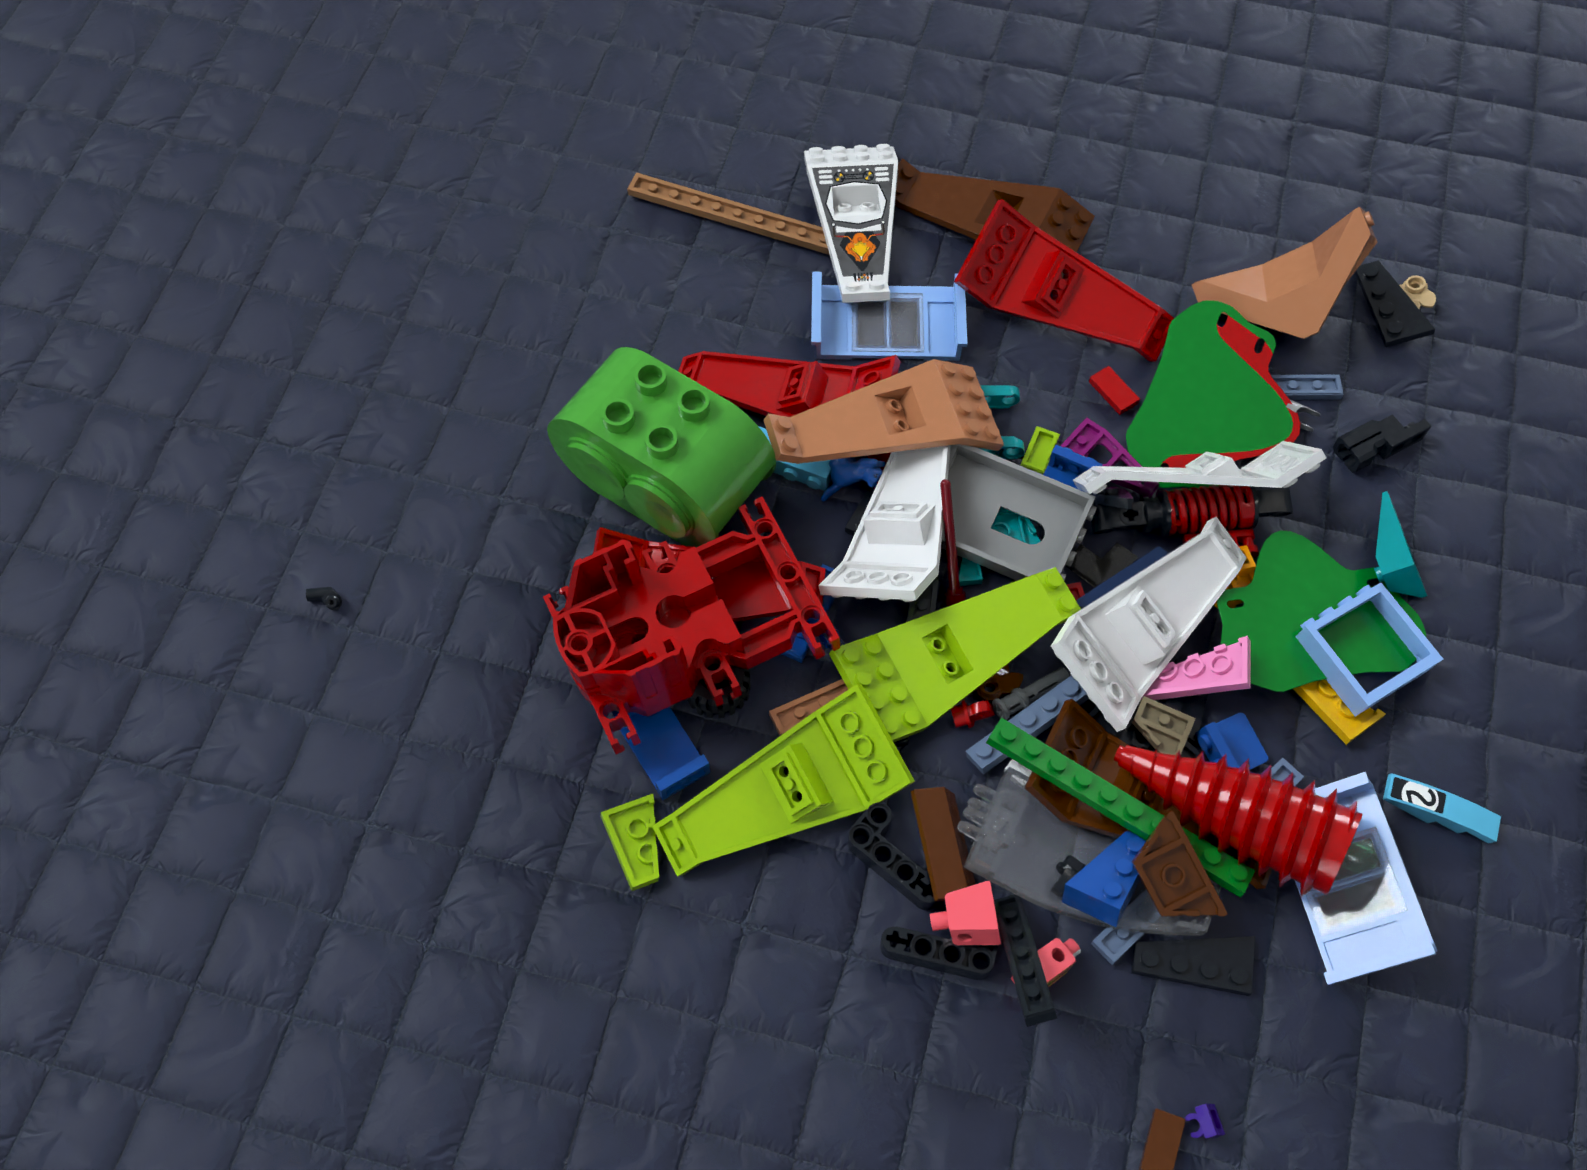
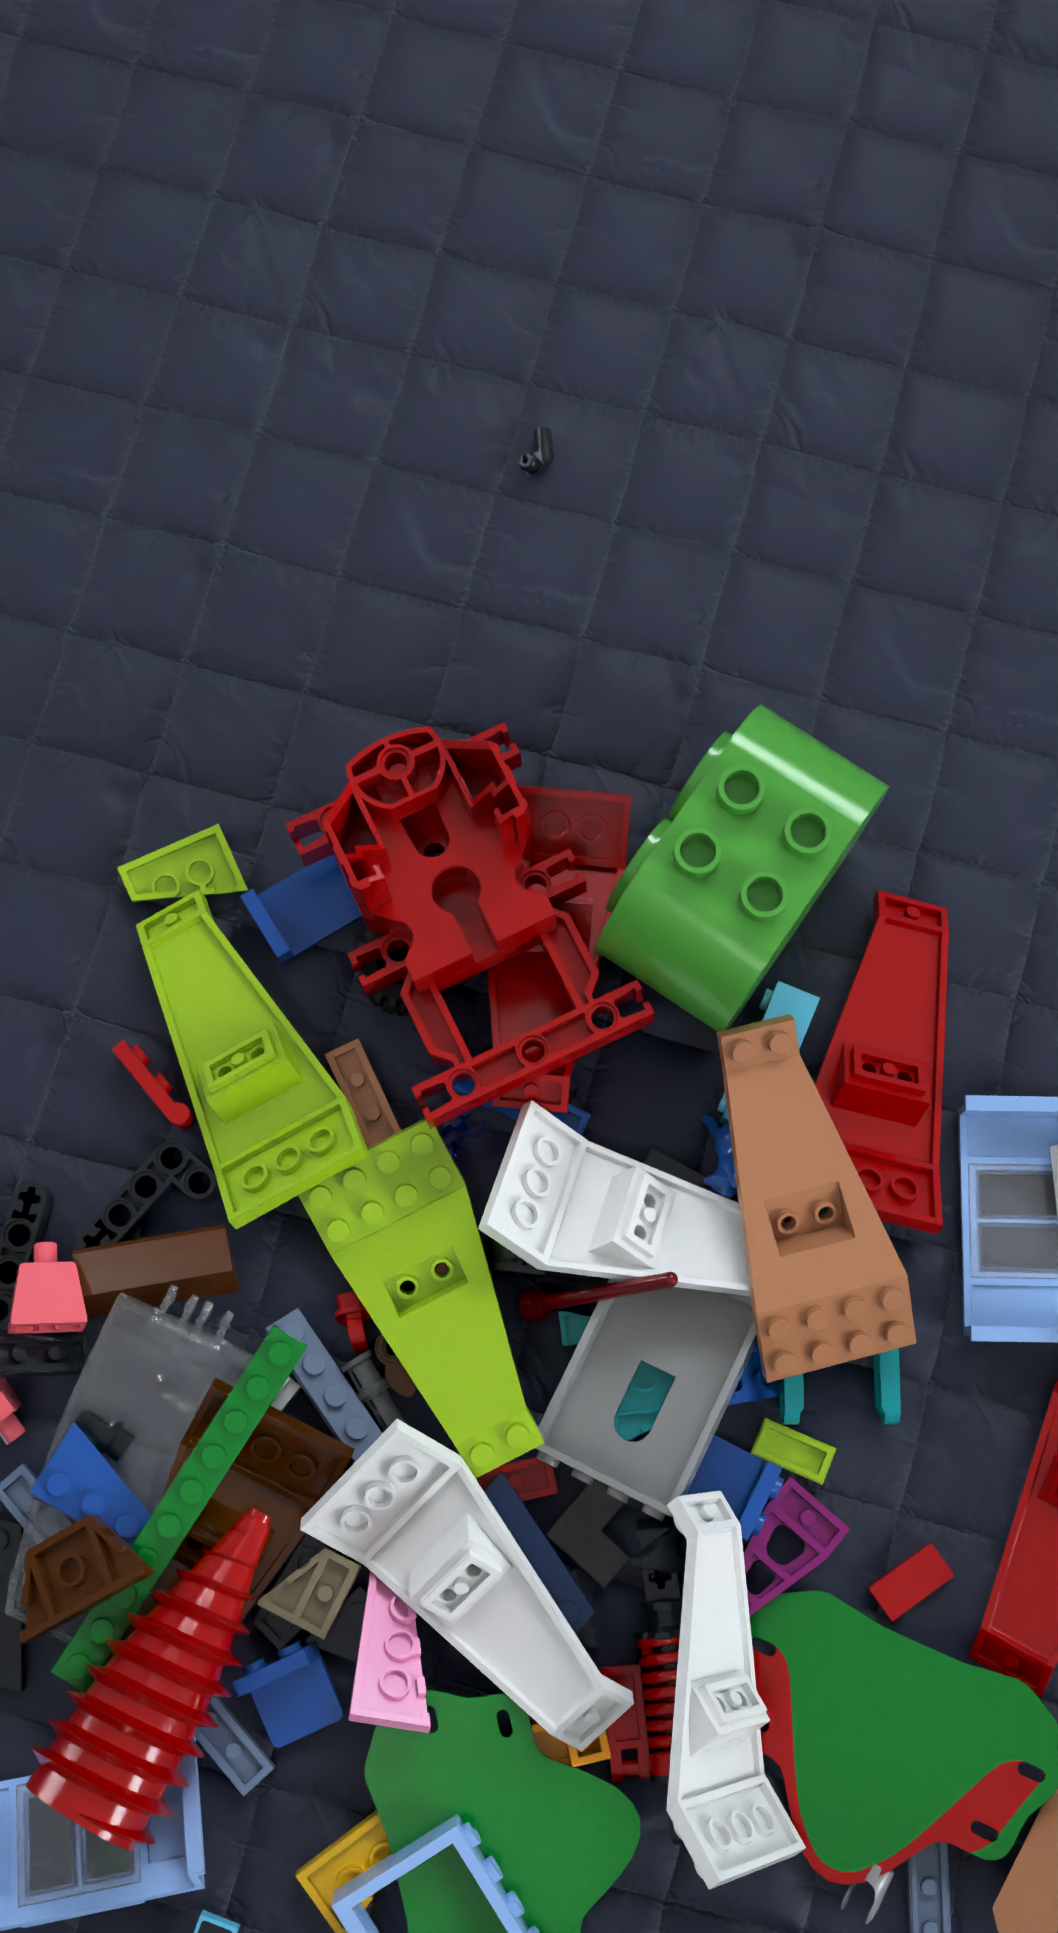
camera: 90 degrees right, 15 degrees up
(804, 855) = (155, 1086): none -> red plate

